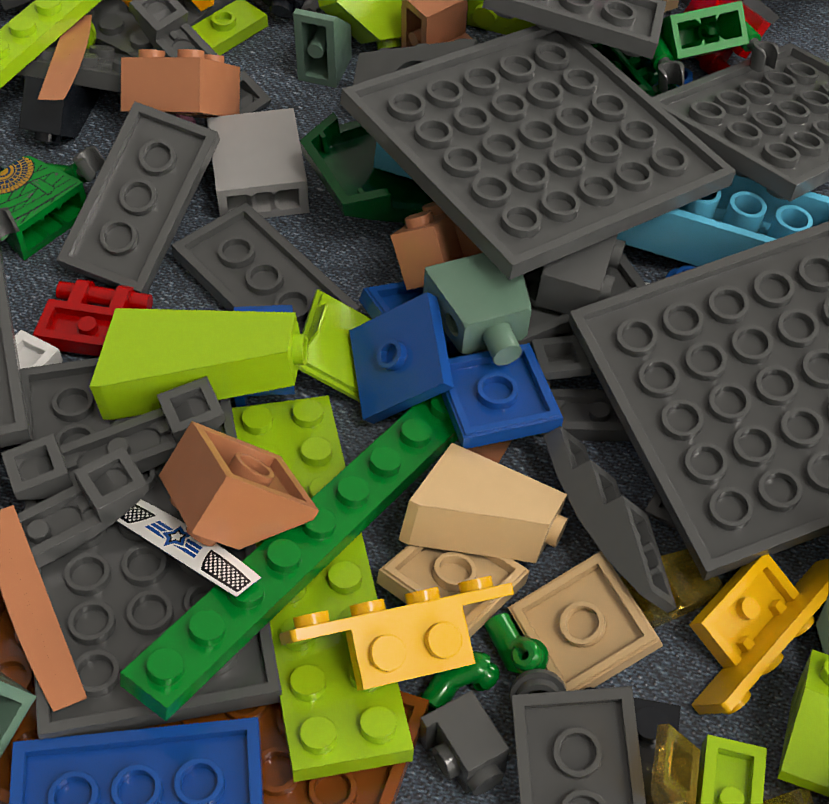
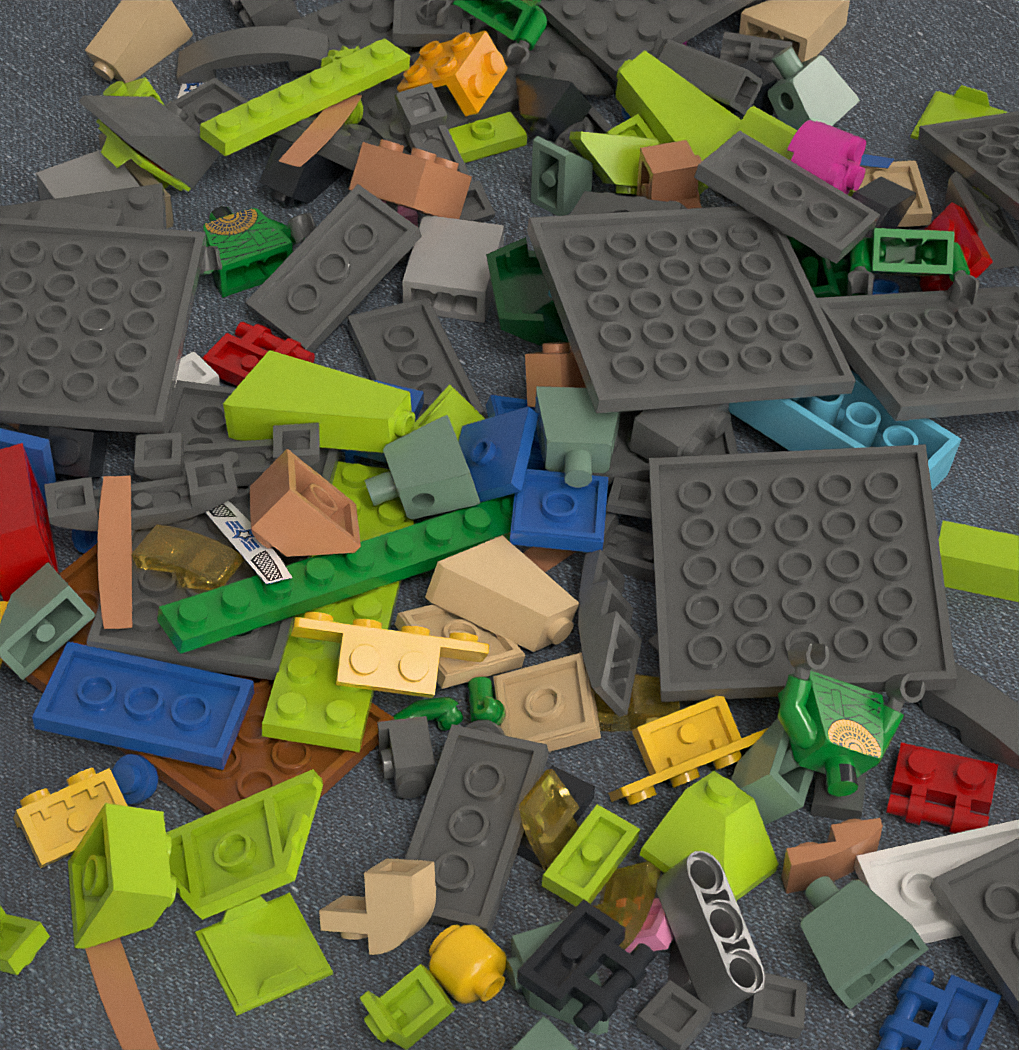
camera: 20 degrees right, 5 degrees down
(128, 584) = (191, 556): none -> clear yellow slope
(342, 396) = (425, 472): none -> sand green torso

